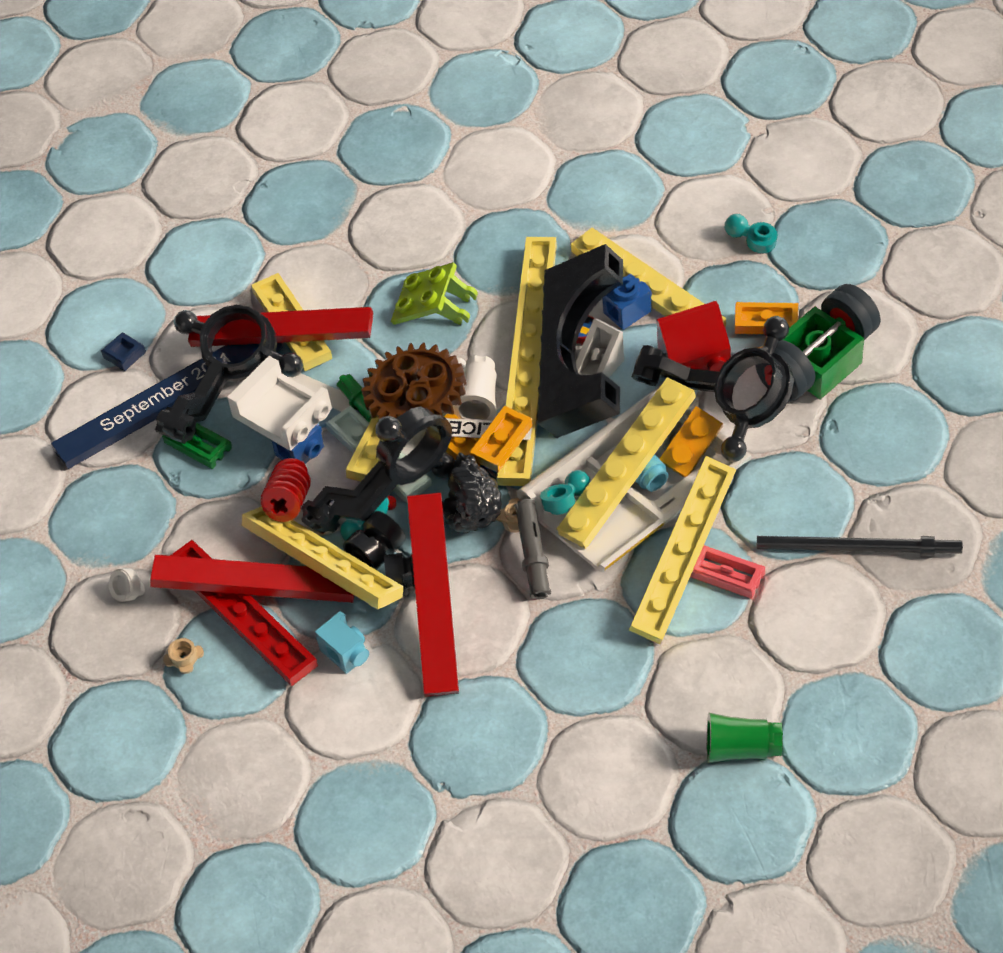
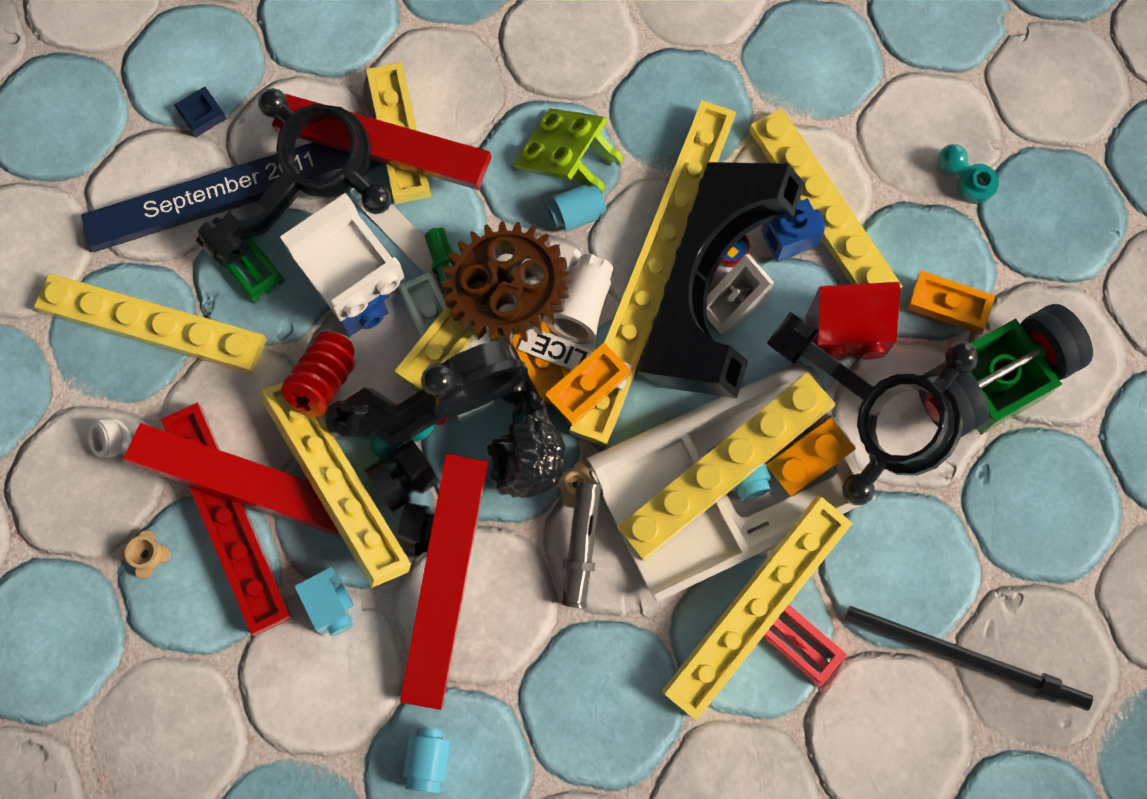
camera: 10 degrees right, 20 degrees up
(132, 502) = (151, 323): none -> light yellow plate
(452, 332) = (576, 207): none -> medium azure brick
(459, 724) = (426, 760): none -> medium azure brick
(560, 497) = (631, 488): teal plate -> none

